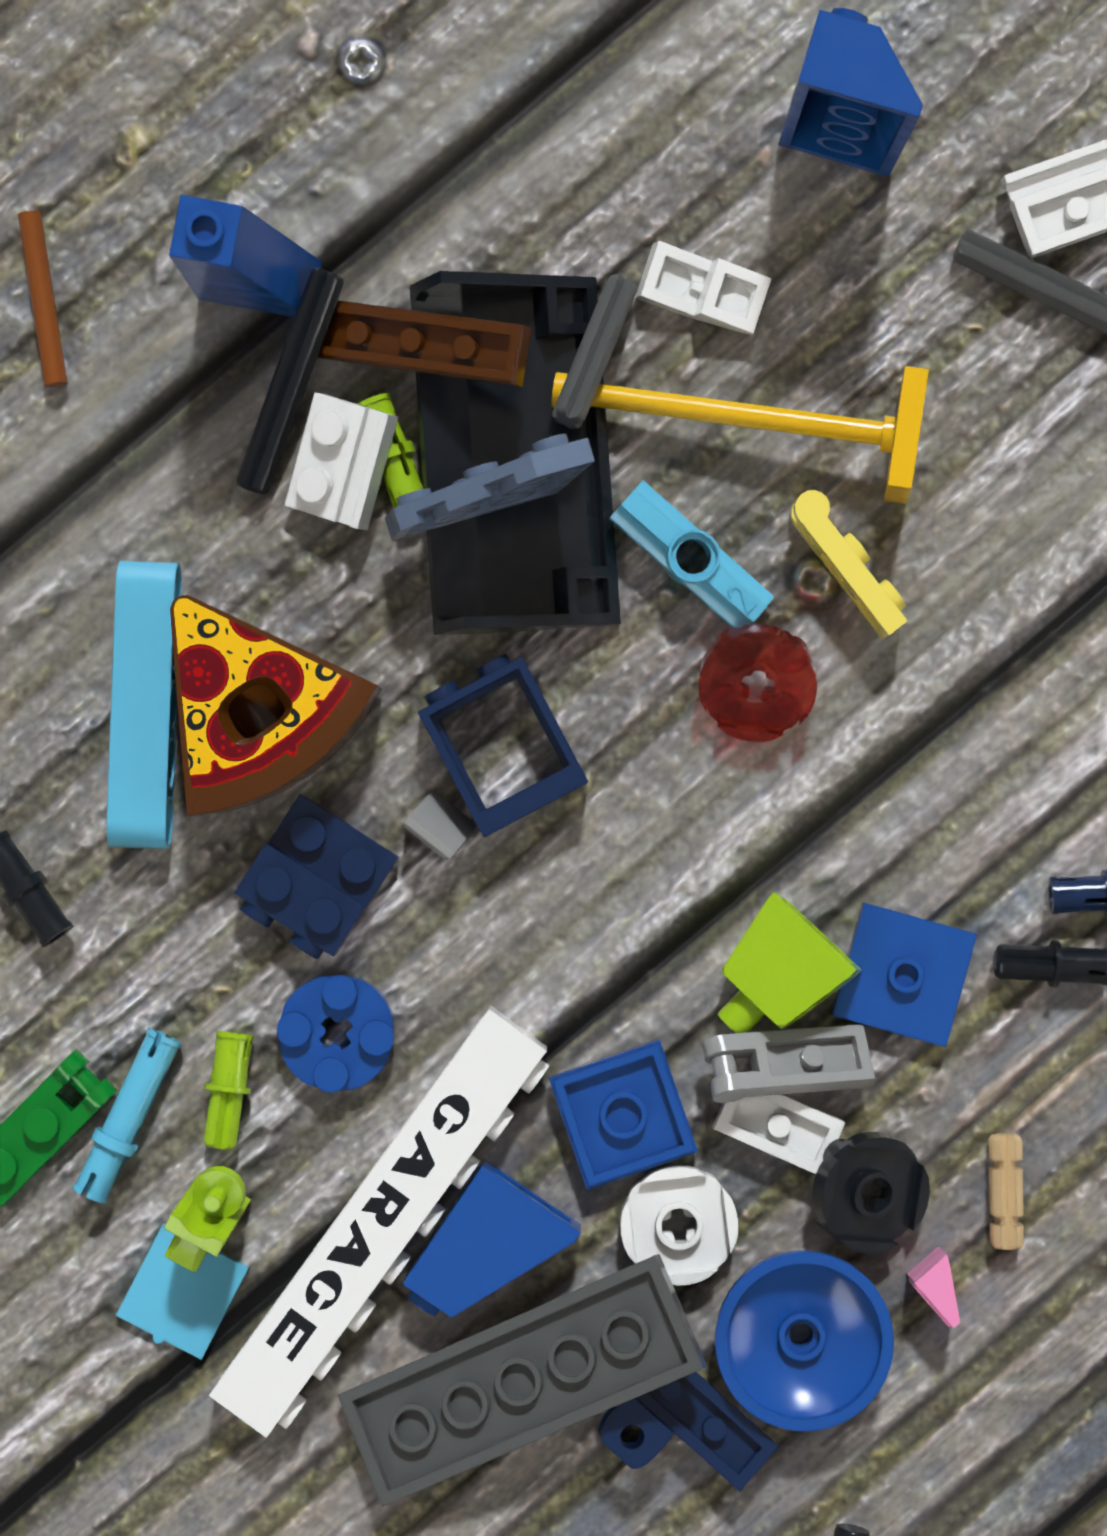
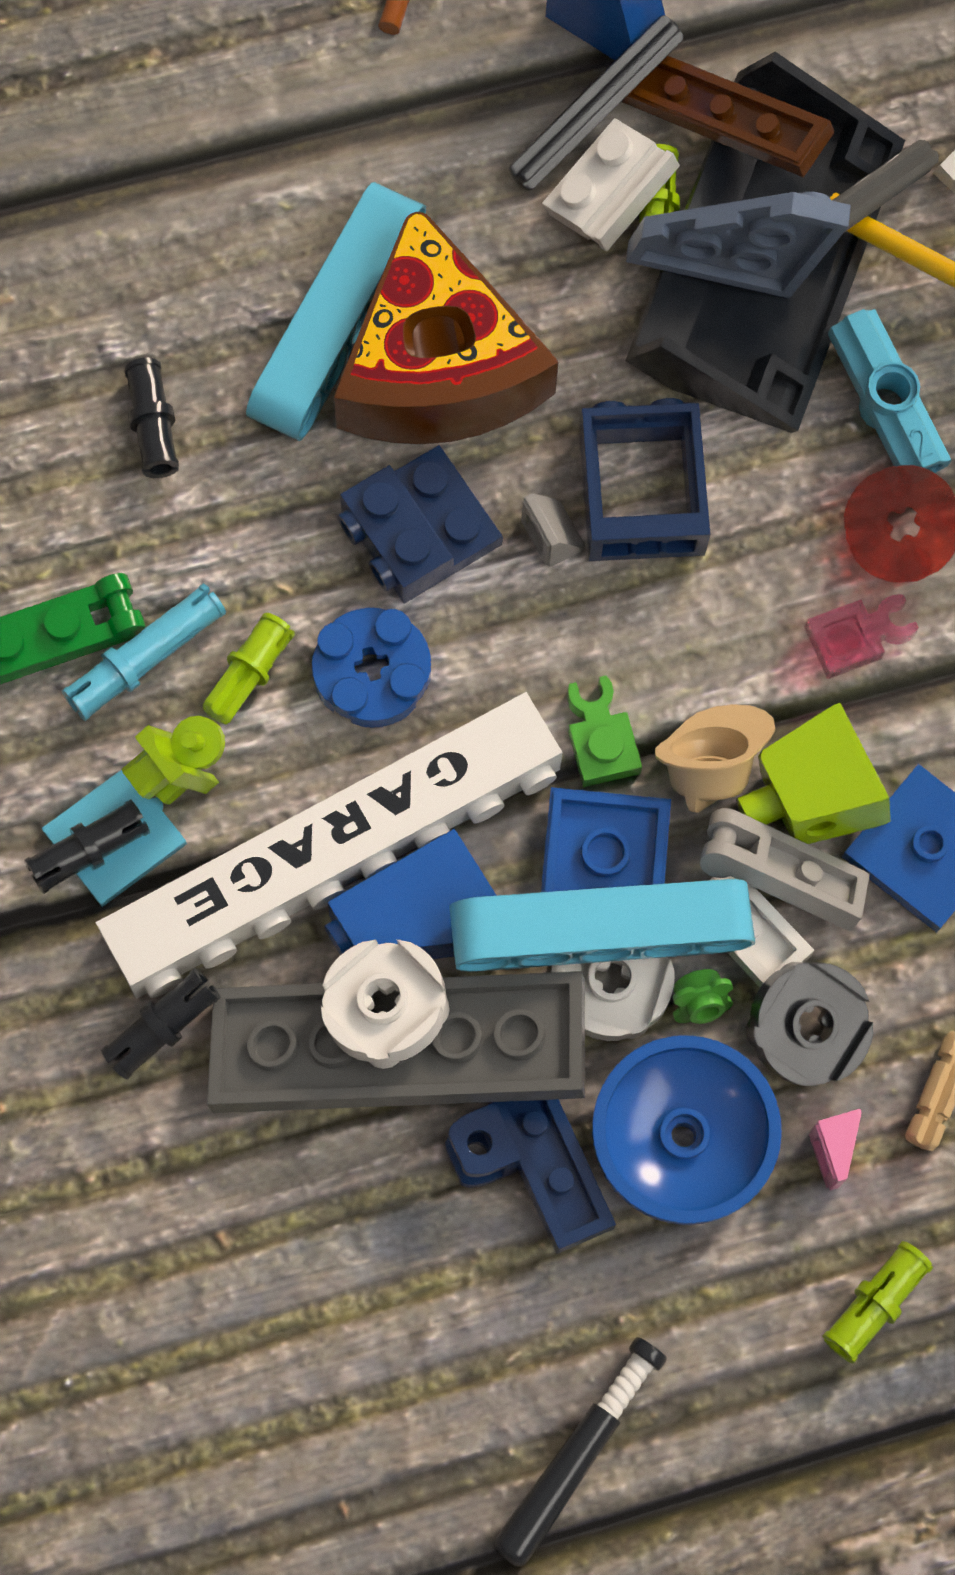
camera: 20 degrees right, 15 degrees down
(164, 1323) = (87, 846): none -> black pin
(306, 1448) = (160, 1023): none -> black pin
(463, 1372) = (391, 1035): none -> white plate
(575, 1007) = (602, 742): none -> bright green plate
(653, 1201) = (601, 925): none -> medium azure beam
(679, 977) = (715, 752): none -> tan piece
(754, 808) = (853, 638): none -> clear pink plate
(764, 1207) = (701, 996): none -> bright green plate
(1027, 1403) = (877, 1302): none -> lime pin

